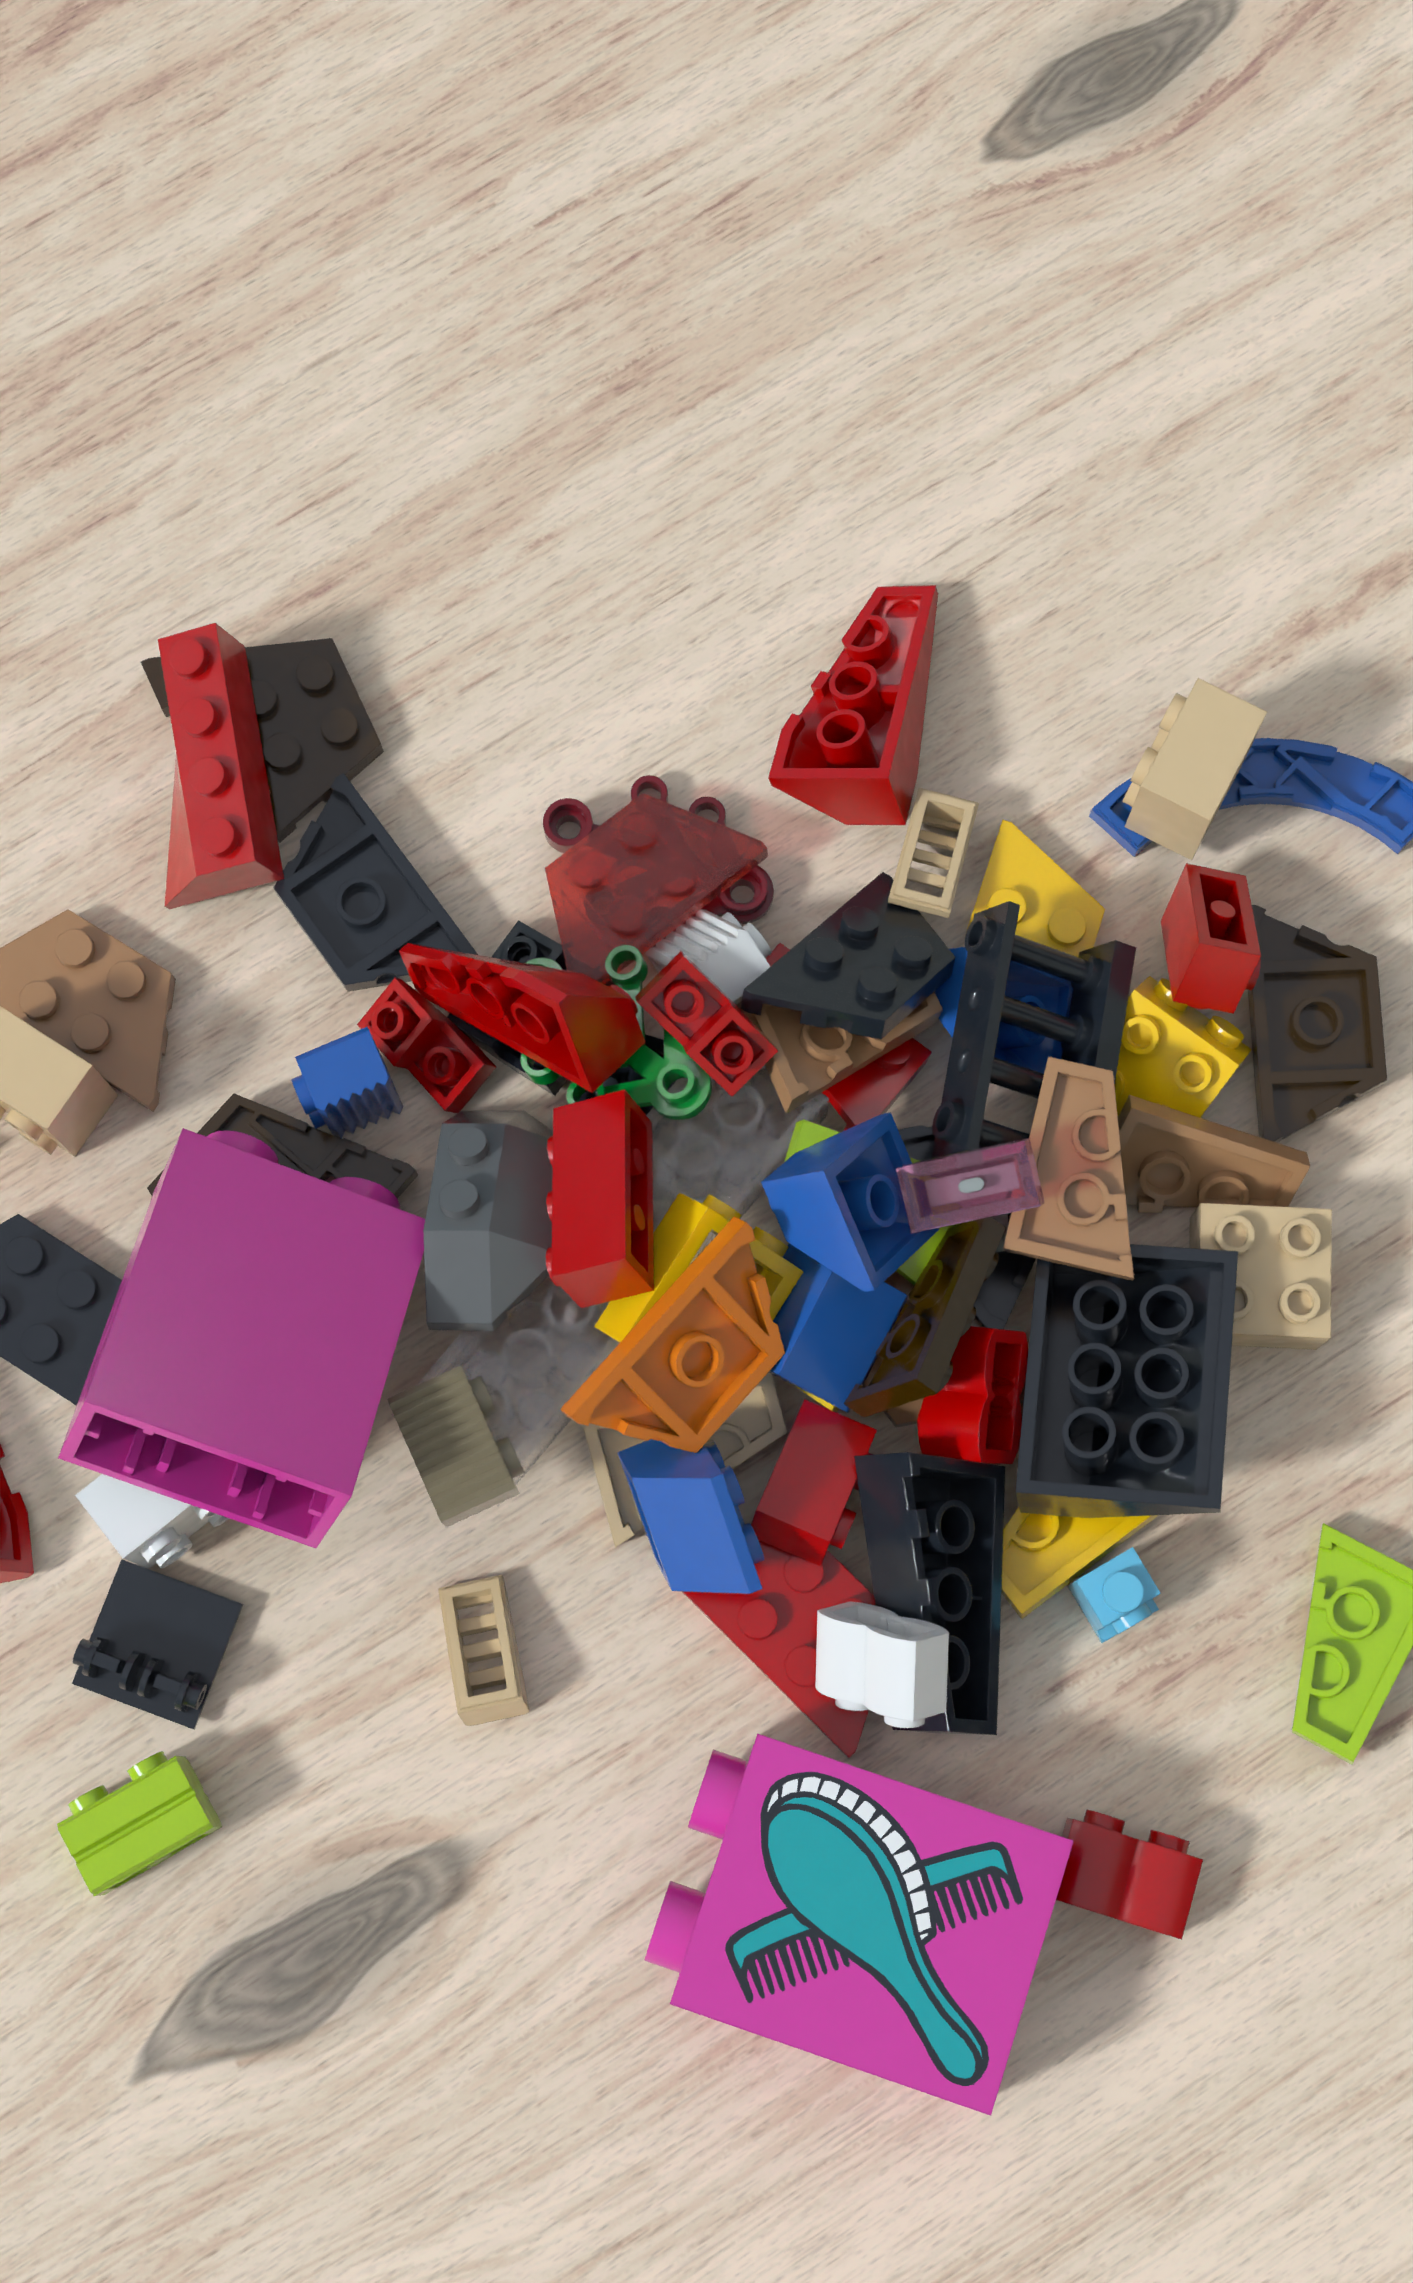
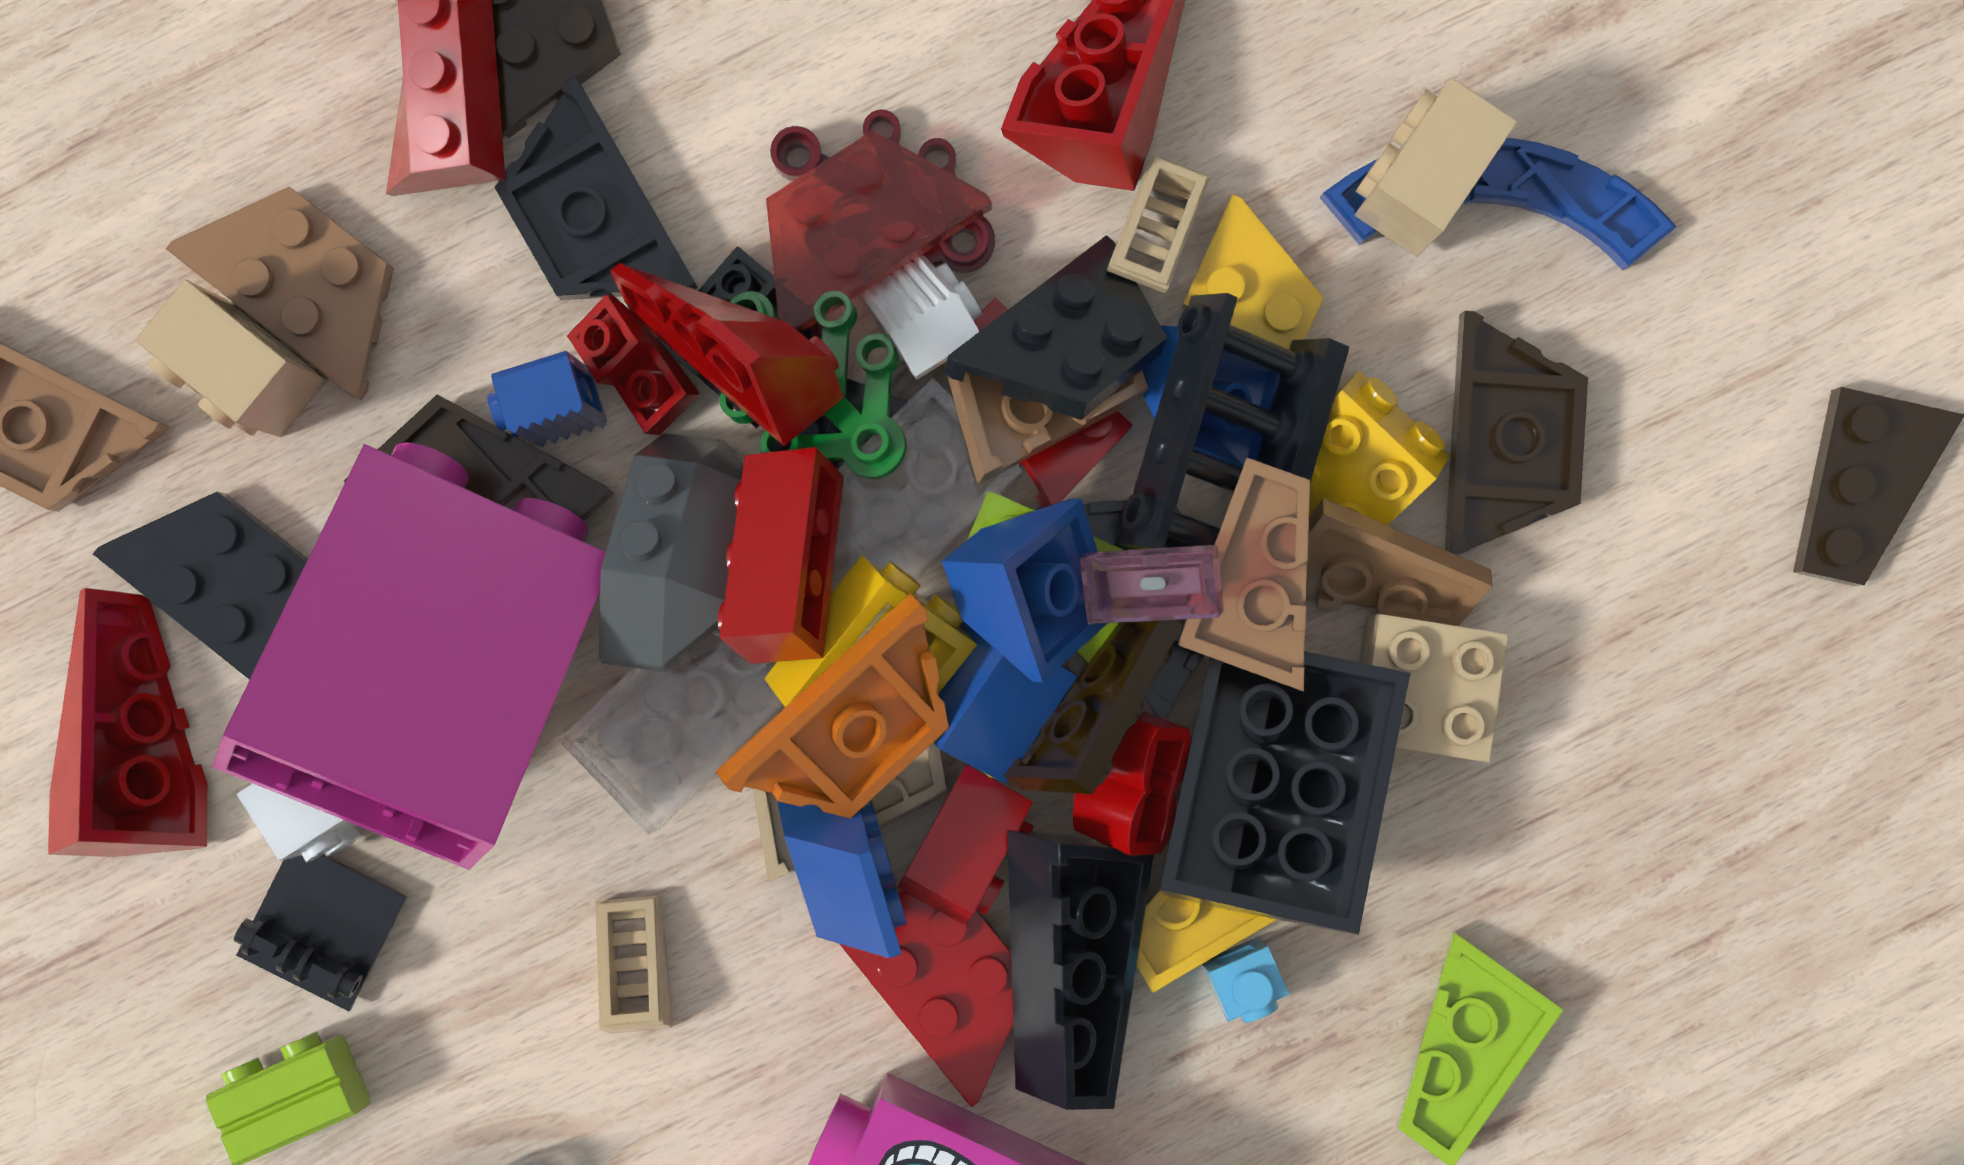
camera: 10 degrees right, 10 degrees up
(455, 1445) = (615, 784): dark tan brick -> none
(706, 1023) = (907, 386): red slope -> none
(882, 1663) = (1010, 1036): white brick -> none
(1210, 939) = (1425, 345): red brick -> none

